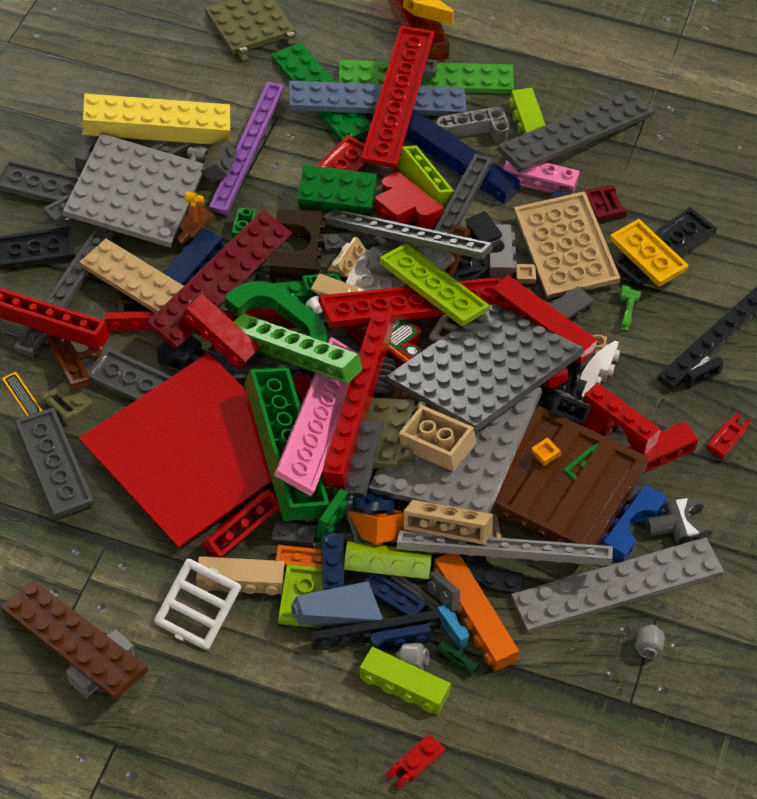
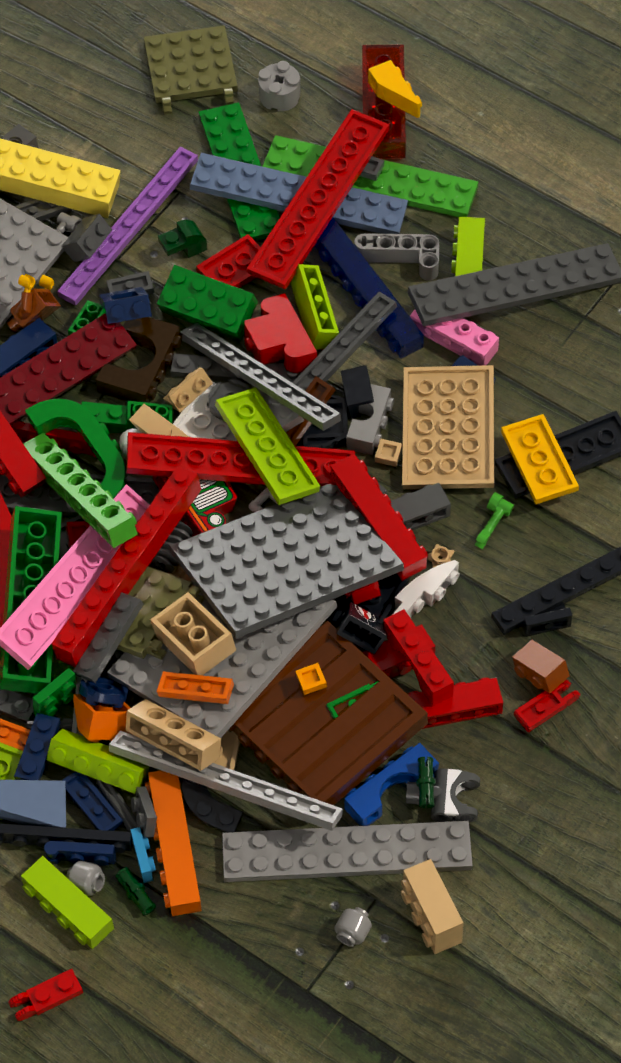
camera: 20 degrees right, 5 degrees up
(267, 192) = (132, 281): none -> dark grey plate
(274, 203) = (126, 305): none -> dark blue window
(299, 147) = (184, 237): none -> dark green brick
(330, 24) = (279, 86): none -> light grey brick
(455, 479) = (195, 687): none -> orange plate
(601, 205) = (510, 383): dark red plate -> none
(665, 513) = (426, 782): none -> dark green pin
(709, 608) = (432, 907): none -> tan brick
(715, 405) = (540, 666): none -> brick

